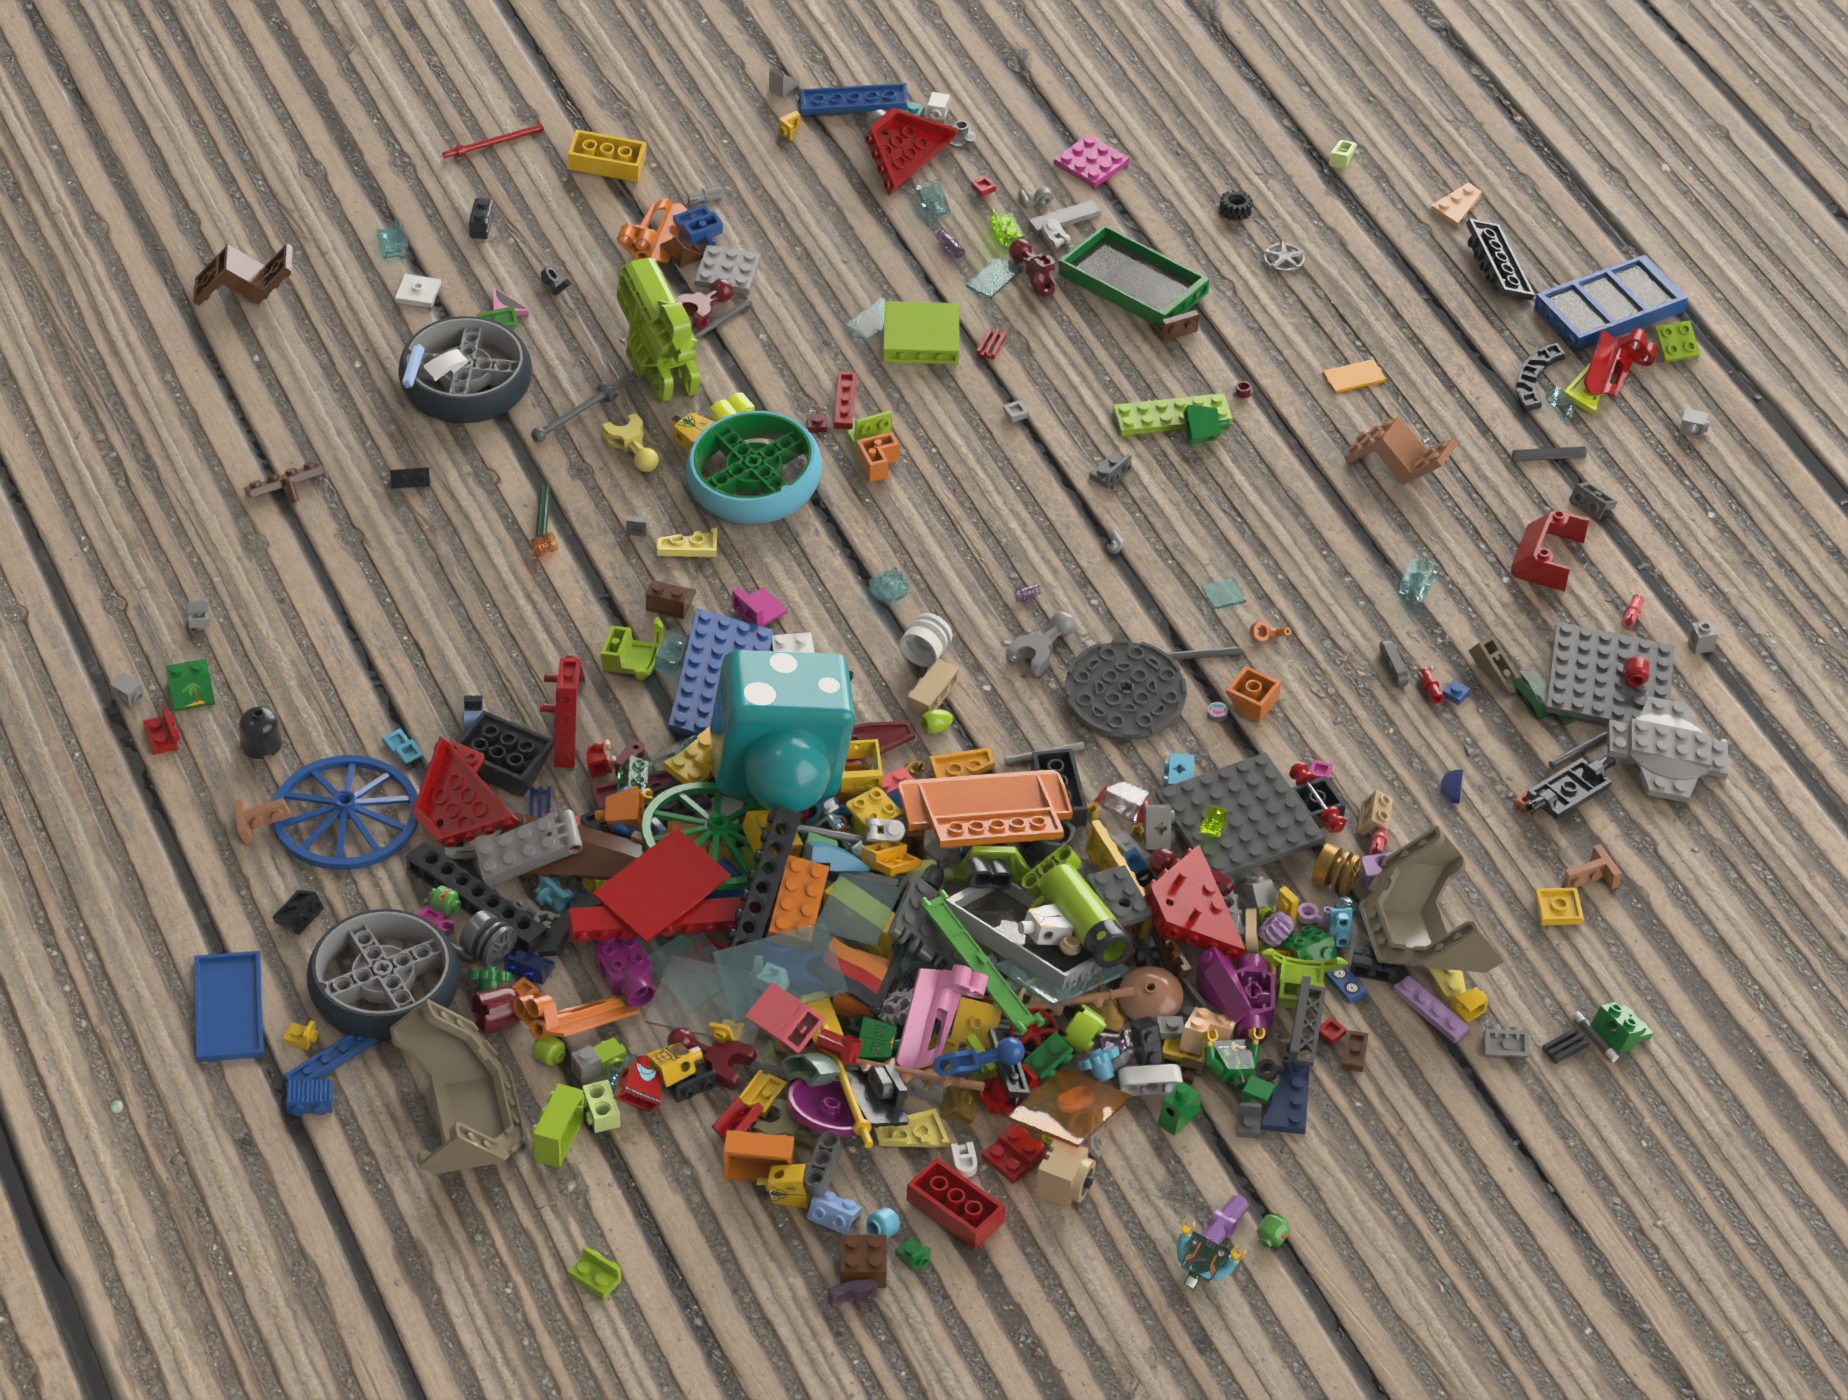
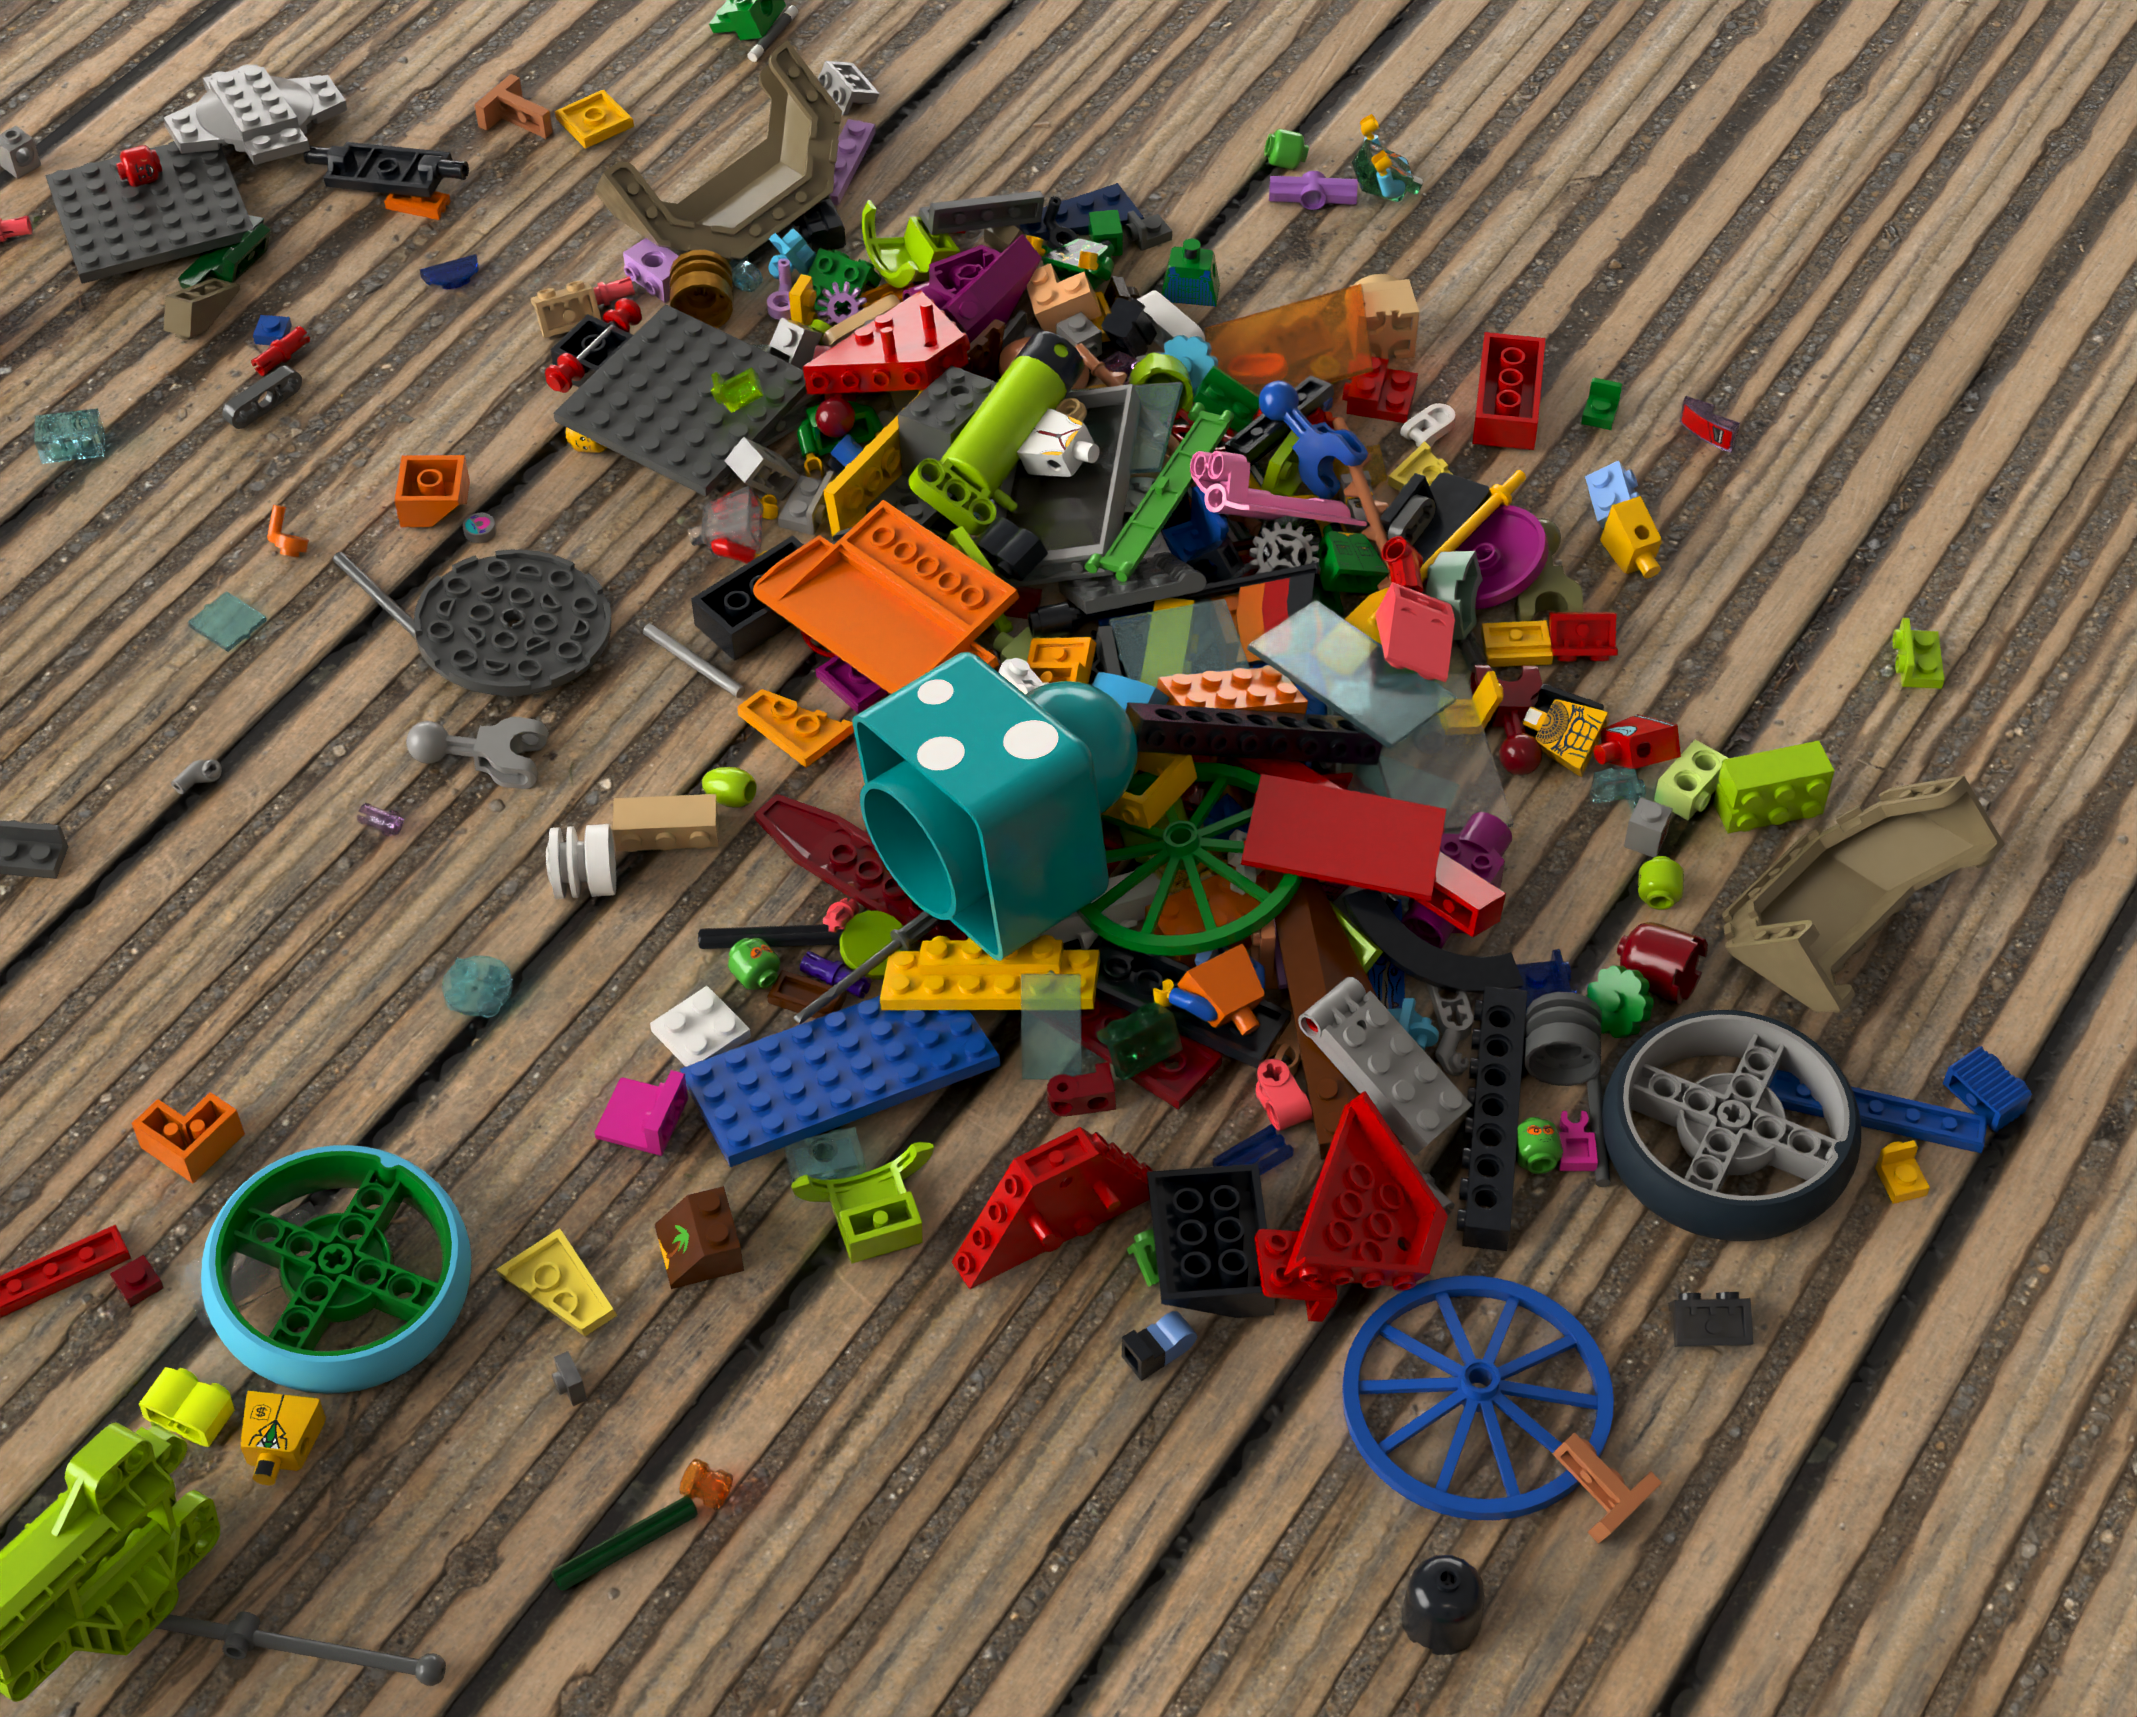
camera: 120 degrees left, 5 degrees up
(228, 1006) = (1938, 1298): blue tile -> none
(401, 747) = (1292, 1403): medium azure slope -> none
(525, 987) = (1584, 972): orange tile -> none
(540, 1014) = (1626, 863): orange panel -> none
(598, 760) = (1120, 1123): red piece -> none
(610, 1053) = (1609, 814): lime brick -> none
(630, 439) = (356, 1516): light yellow piece -> none
(753, 1154) = (1625, 578): orange piece -> none
(823, 1173) = (1584, 500): dark grey beam -> none
(863, 1258) = (1661, 432): reddish brown brick -> none
(870, 426) = (129, 1181): lime bracket -> none
(883, 1222) = (1593, 442): medium azure head -> none
(915, 768) = (837, 778): pearl gold arm -> none
(1179, 768) = (637, 504): medium azure brick -> none
(1321, 769) = (522, 386): dark pink plate -> none
(1346, 984) = (854, 243): blue tile -> none
(1354, 1050) = (967, 187): reddish brown plate -> none
(1563, 1042) = (811, 48): black tile -> none
(1578, 750) = (296, 193): dark grey bar -> none

